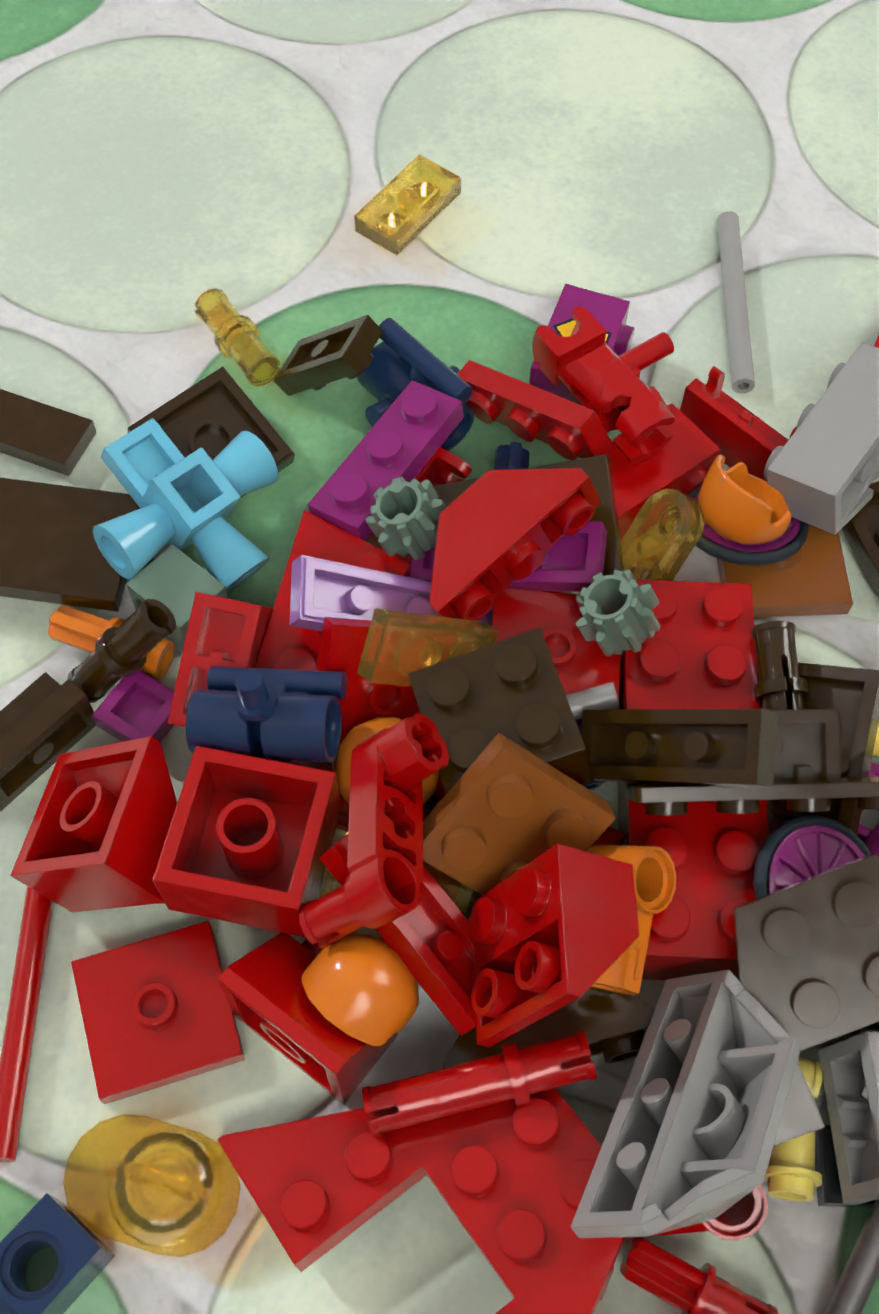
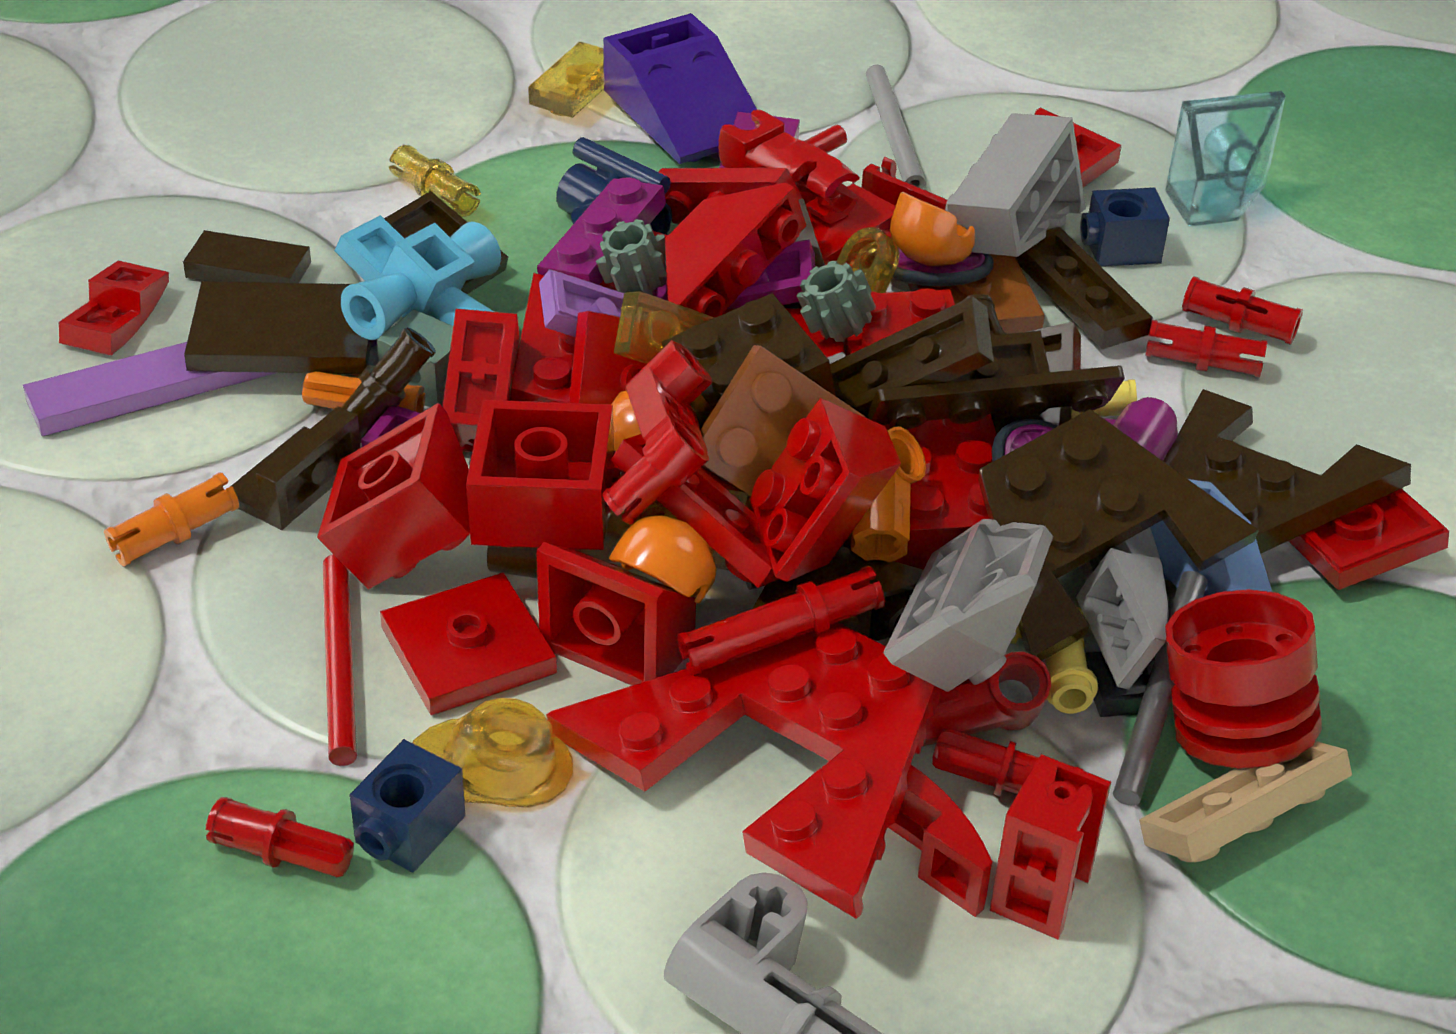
camera: 10 degrees left, 20 degrees down
(269, 713) = (540, 375): dark blue pin -> none
(329, 356) = (518, 186): dark brown plate -> none
(512, 234) = (675, 84): none -> dark purple slope

